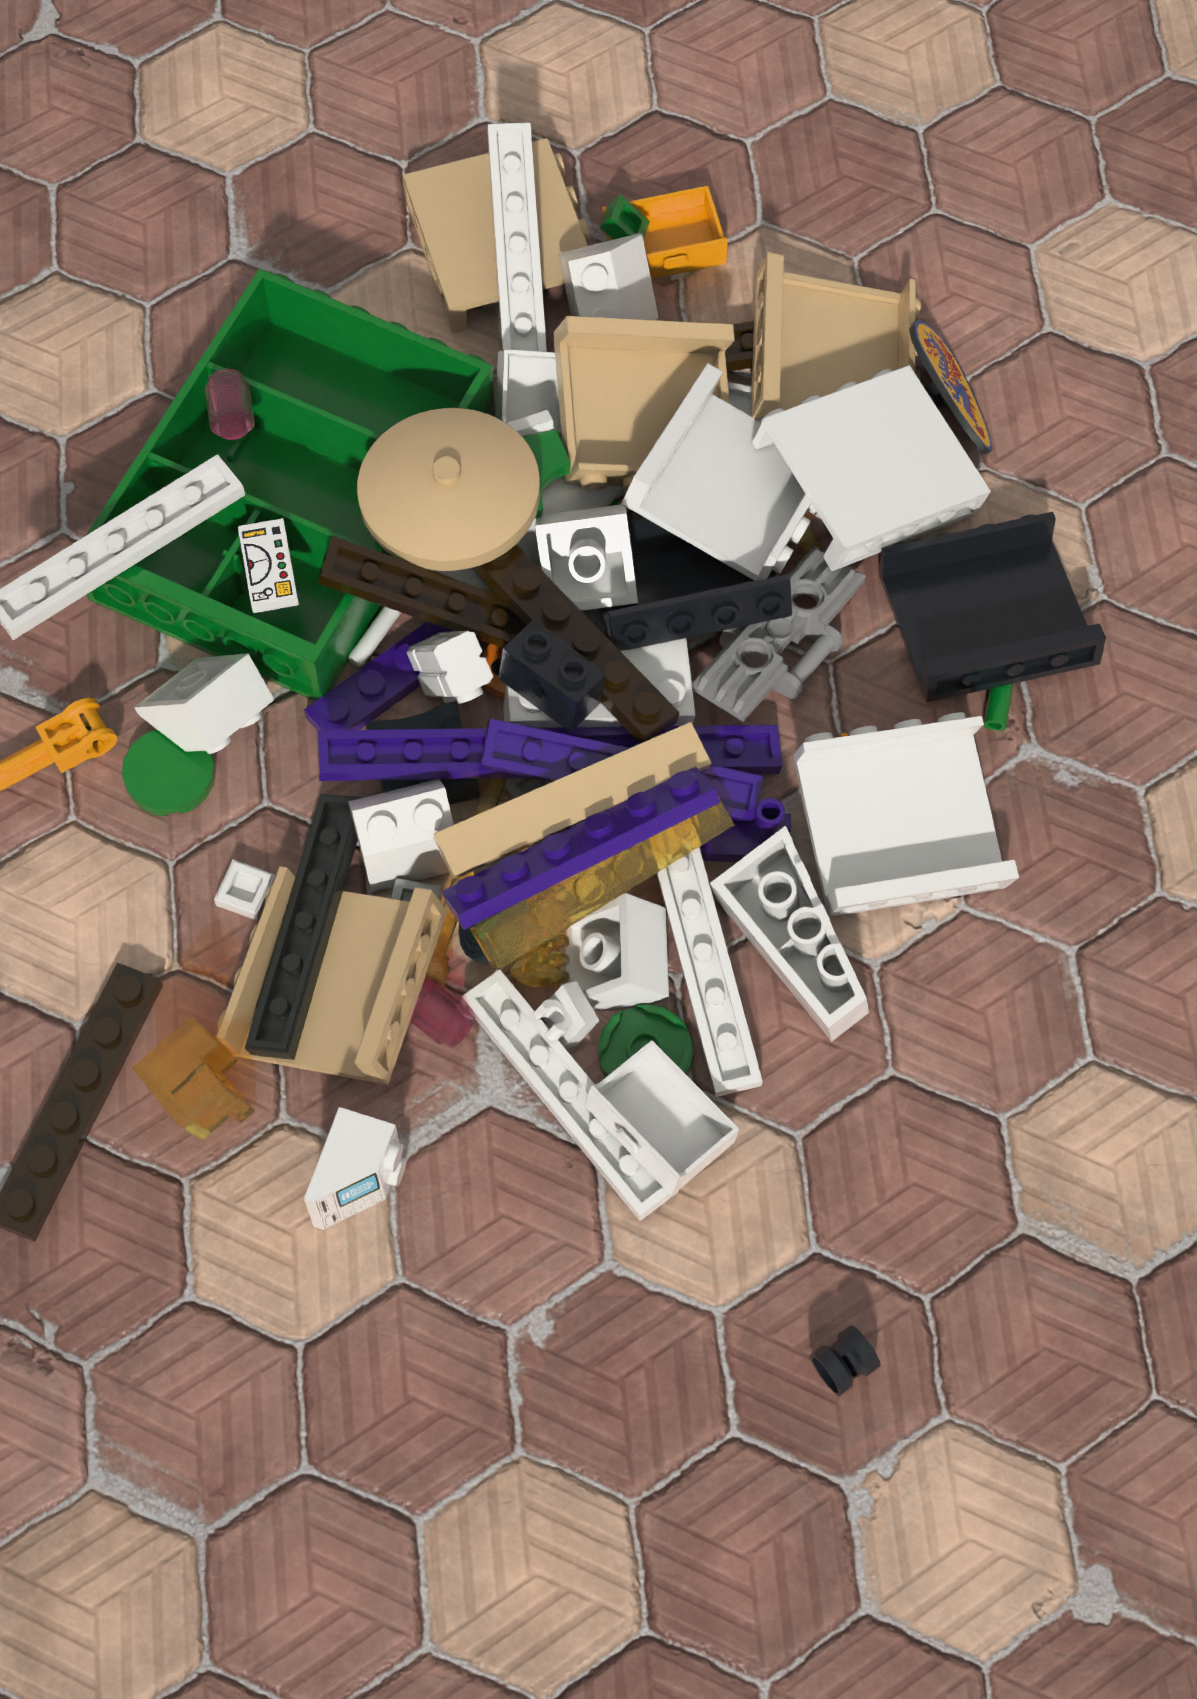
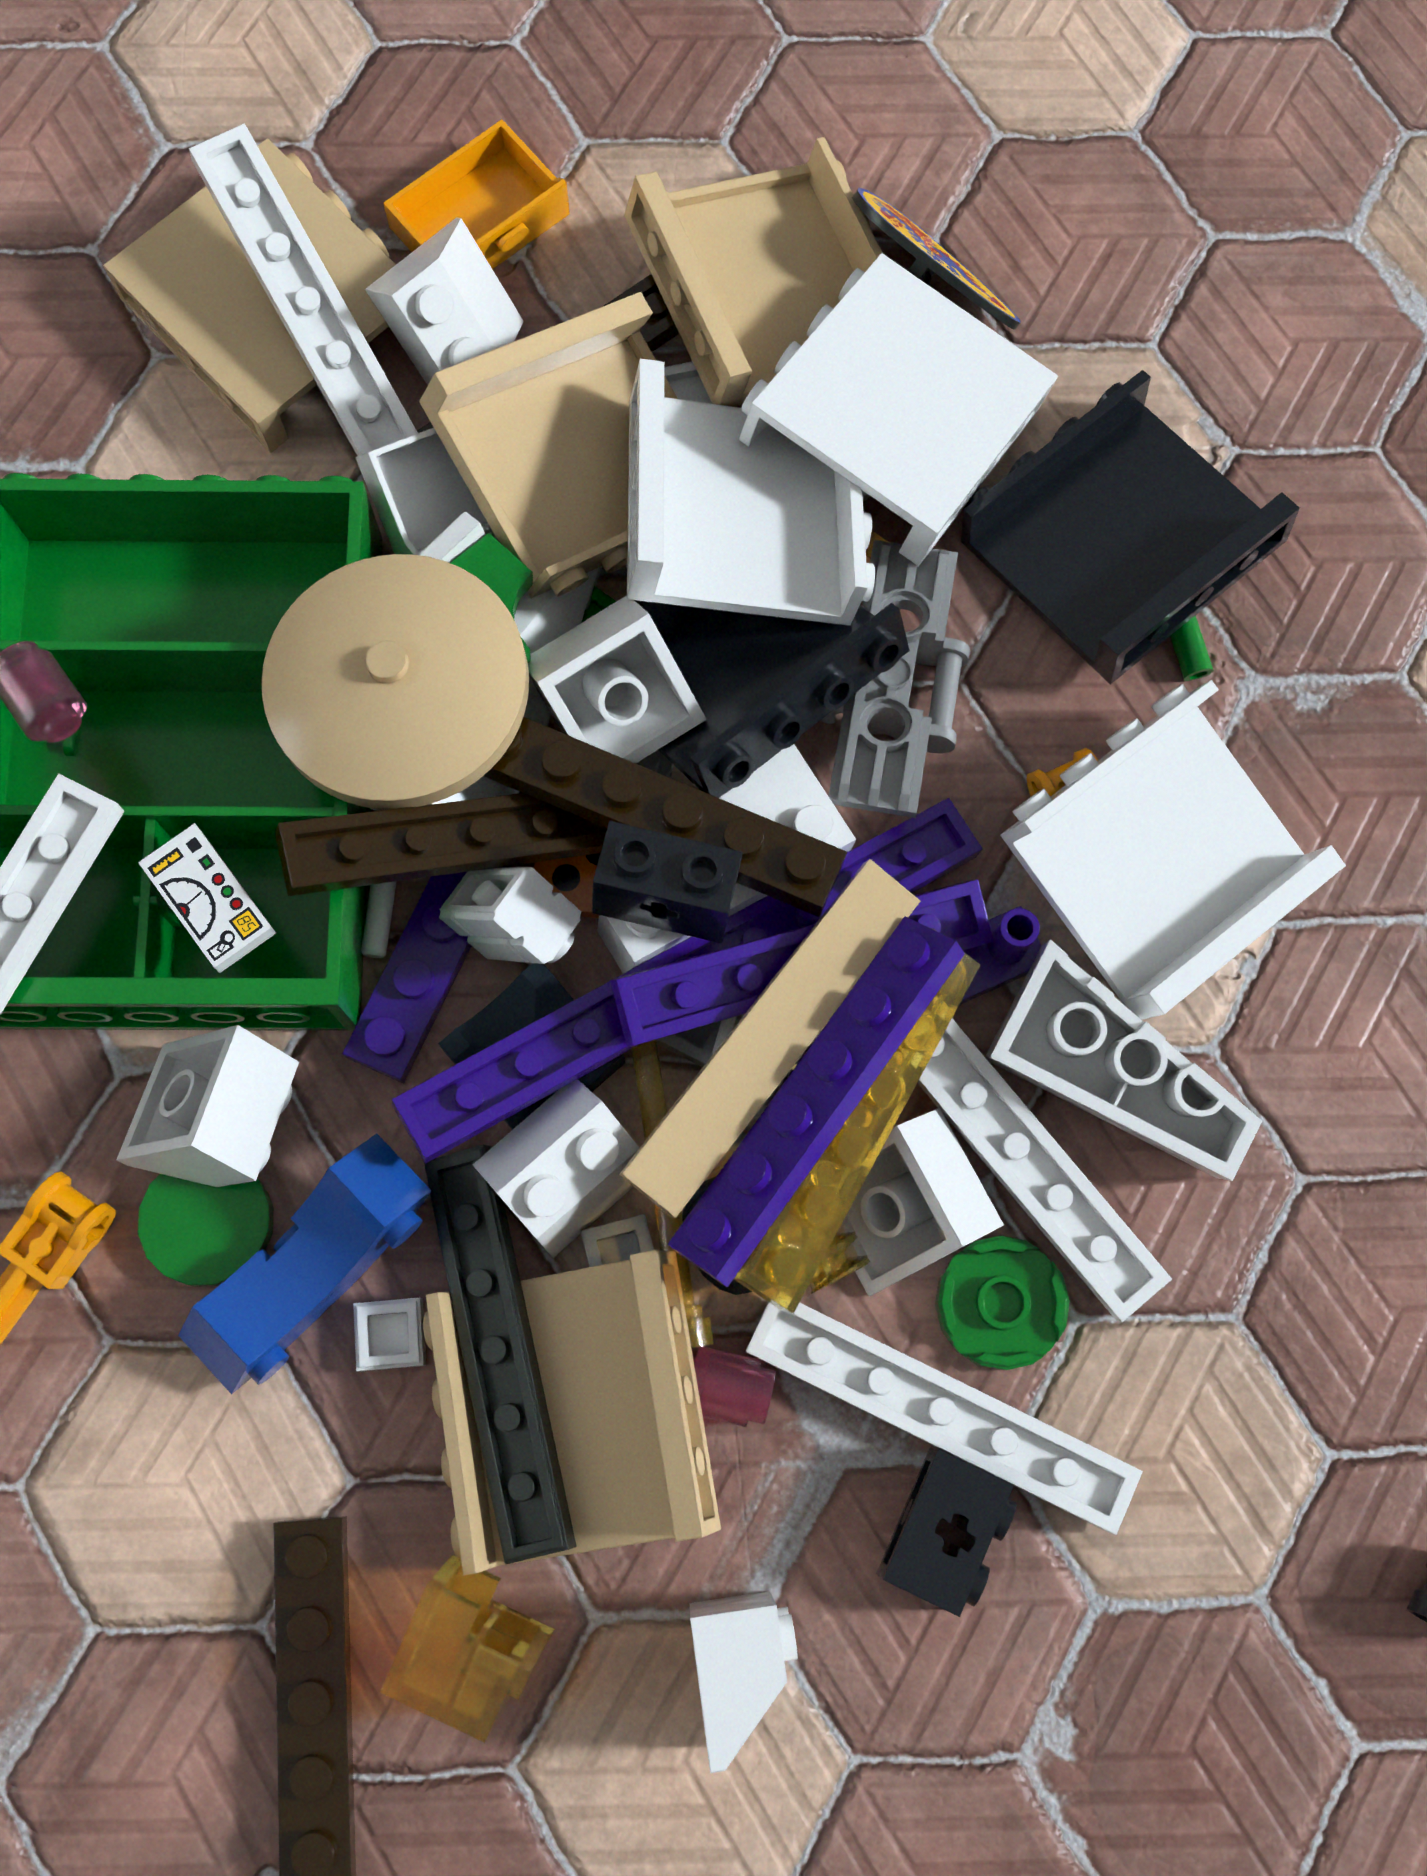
camera: 30 degrees left, 10 degrees up
(188, 833) = (337, 1235): none -> blue brick
(540, 1138) = (914, 1551): none -> black brick
(567, 1015) = (890, 1310): white tile -> none
(623, 219) = (419, 209): green tile -> none
(661, 1117) = (1082, 1396): white container -> none

